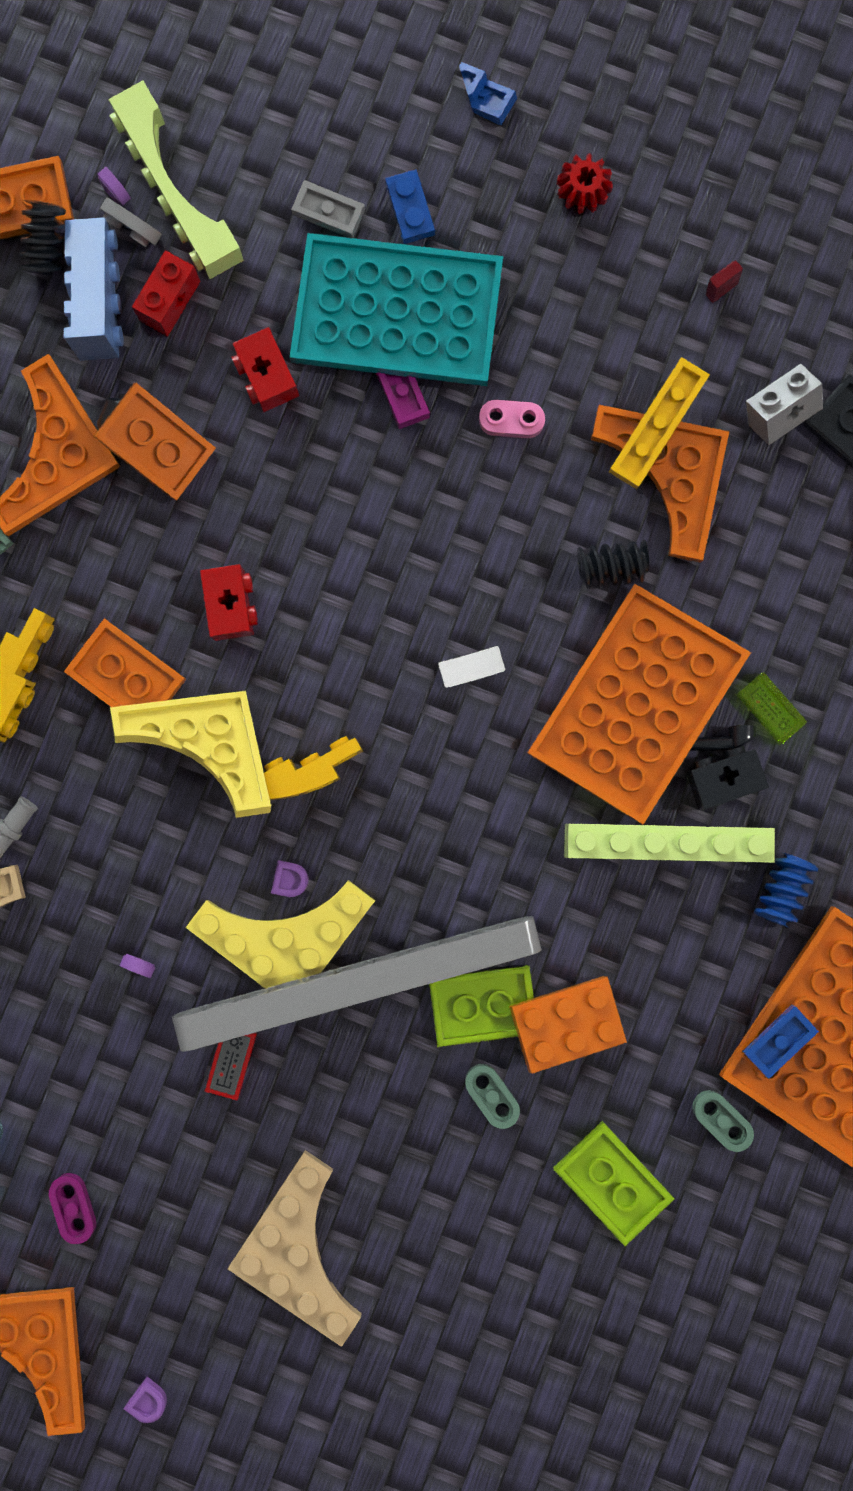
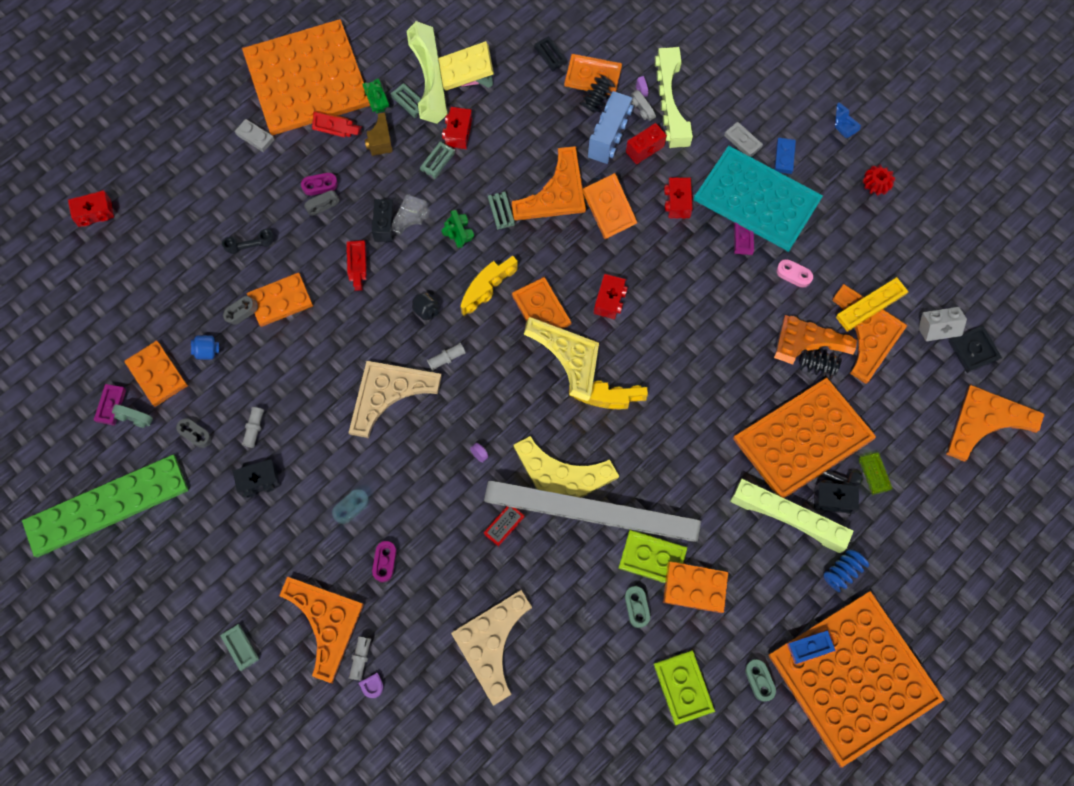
camera: 20 degrees right, 15 degrees down
(107, 1372) = (359, 658): none -> light grey pin
(289, 879) = (578, 446): medium lavender tile -> none
(471, 667) = (721, 383): white sticker -> none
(573, 528) = (800, 335): none -> orange plate
(724, 281) = (933, 253): dark red tile -> none

